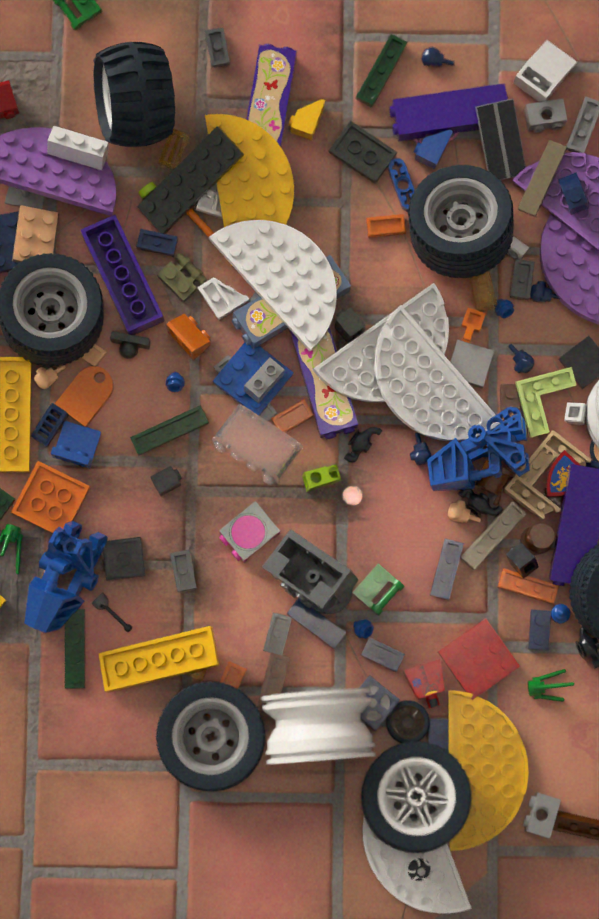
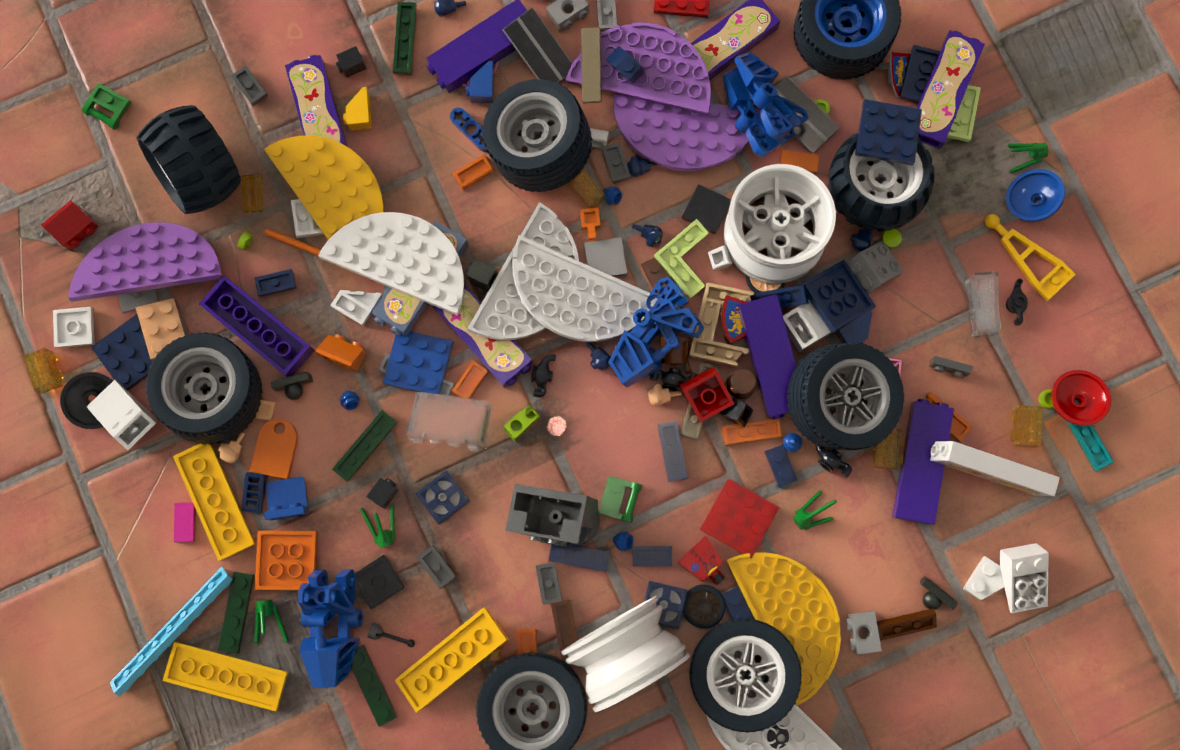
camera: 15 degrees left, 0 degrees up
(77, 147) = (162, 231): white brick -> none
(148, 521) = (382, 538): none -> green plant
(177, 281) = (311, 309): olive plate -> none
(190, 180) = (278, 213): pearl dark grey plate -> none
(216, 509) = (442, 497): none -> dark blue piece
(248, 532) = (479, 503): panel -> none
(264, 380) = (428, 360): light grey brick -> none
(321, 69) = (350, 62): none -> black brick
(362, 152) = (421, 117): pearl dark grey plate -> none
(503, 531) = (707, 394): none -> red slope

